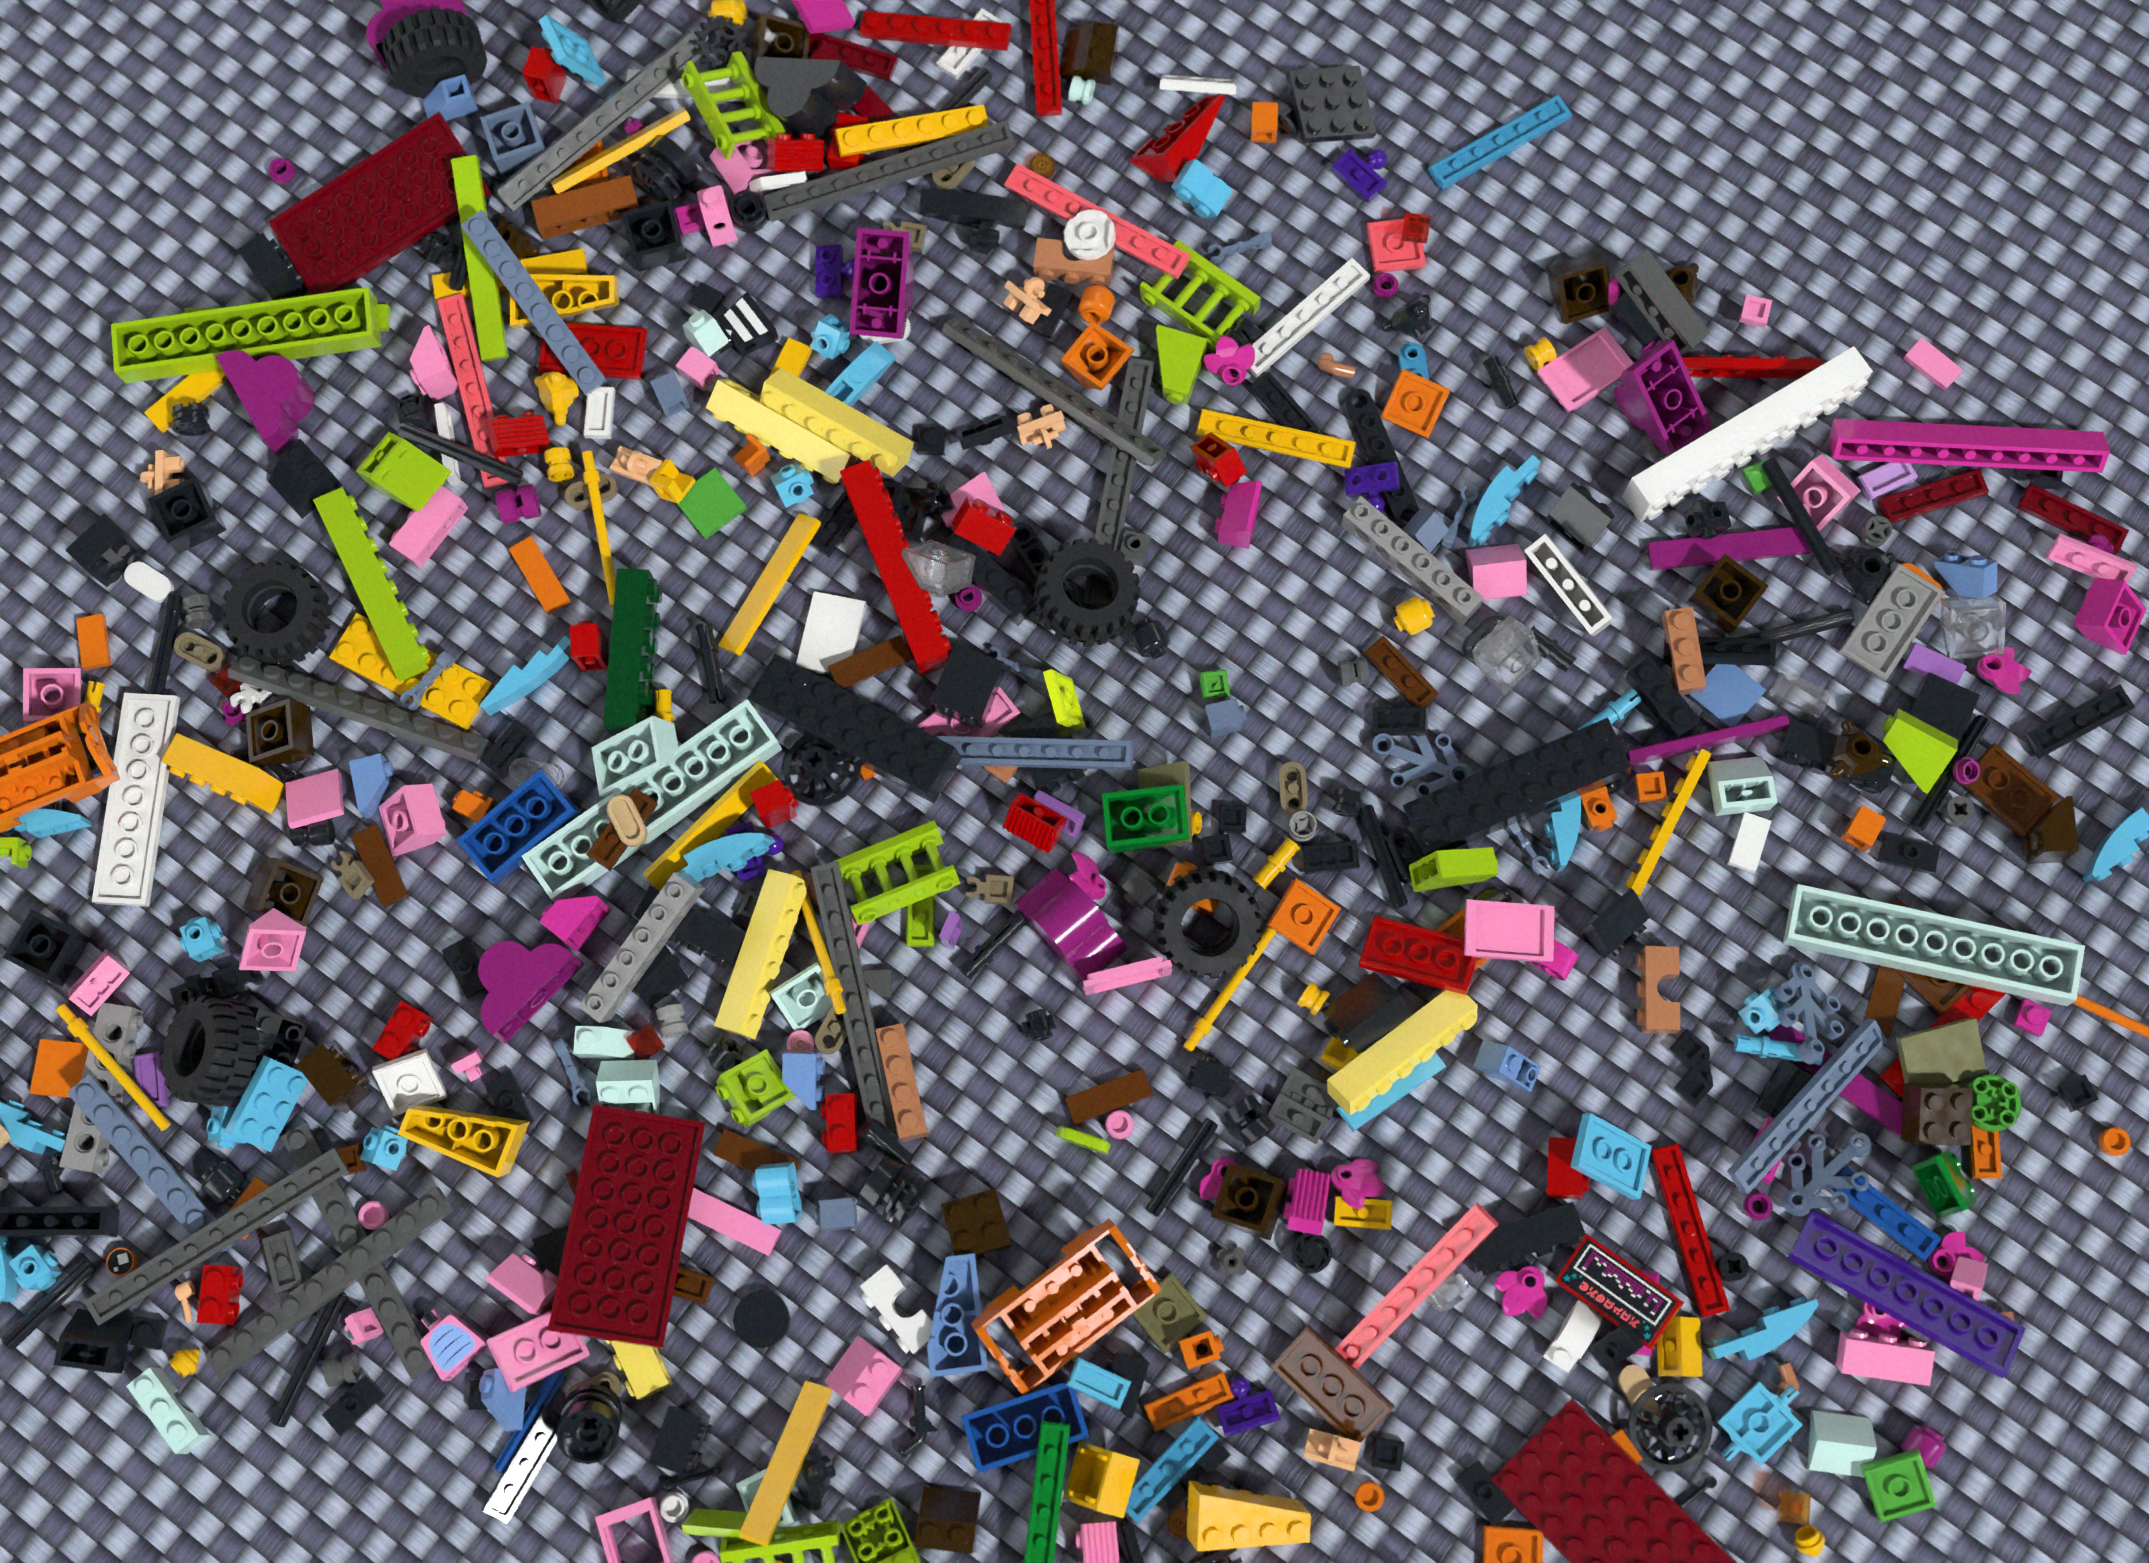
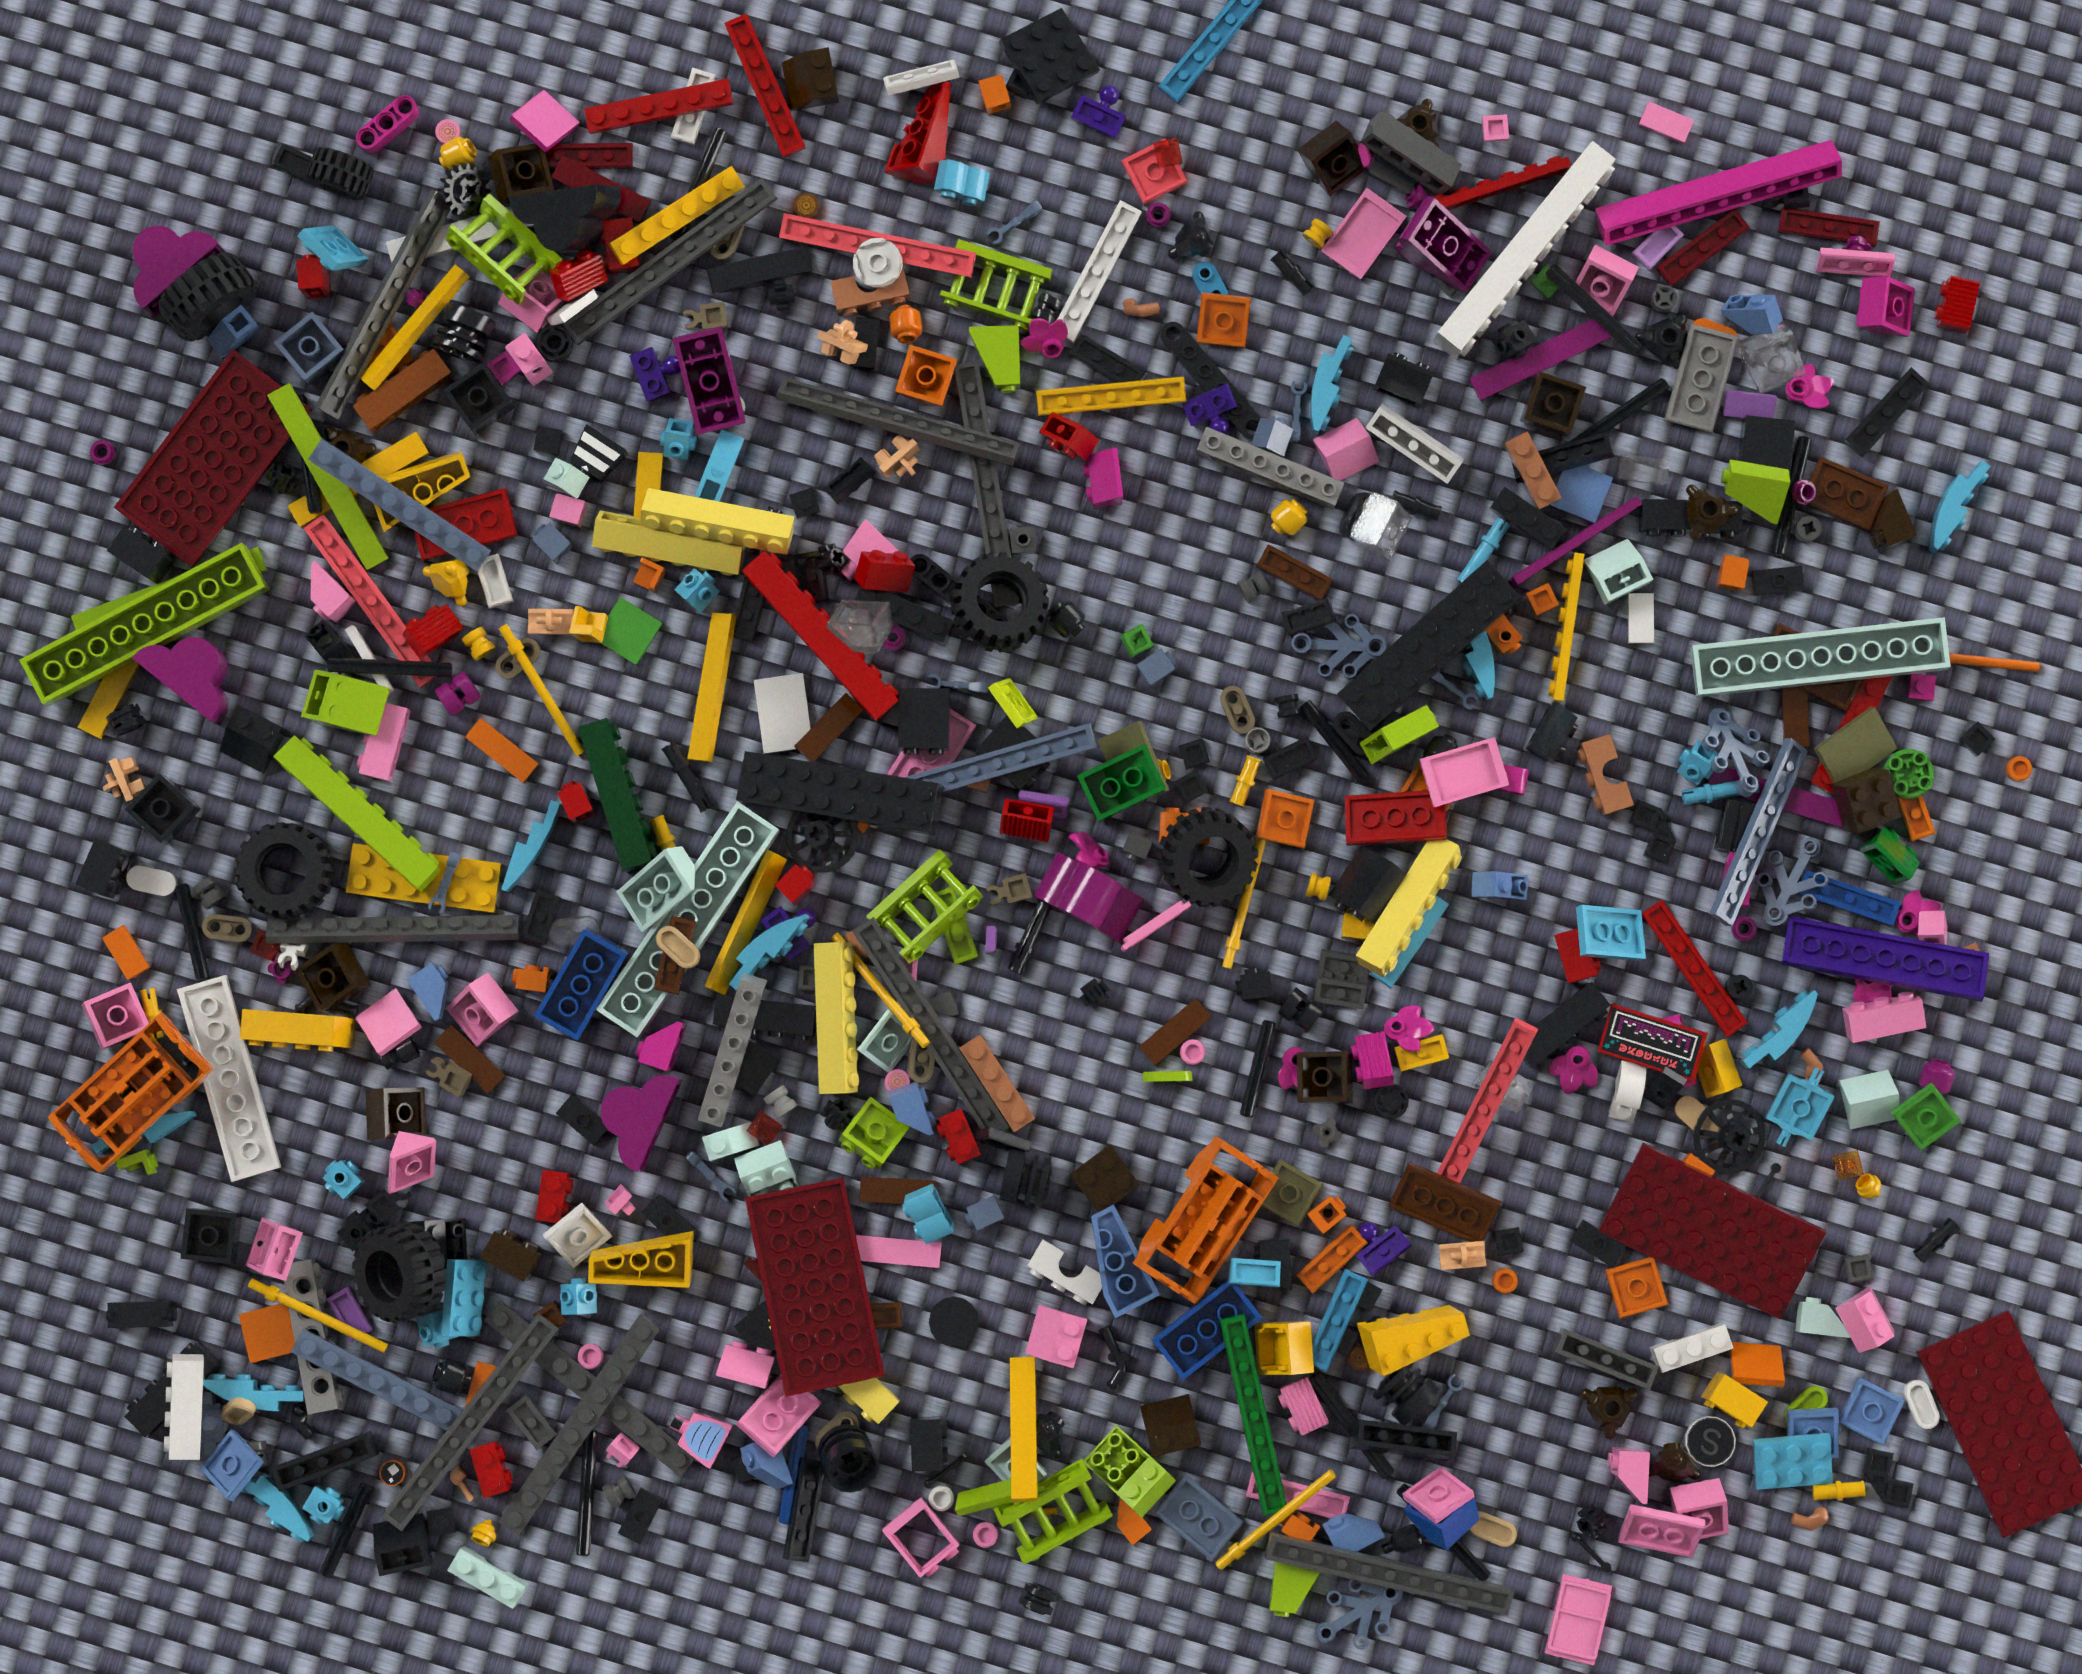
camera: 25 degrees left, 10 degrees up
(1081, 90) = (816, 119): light aqua wheel -> none

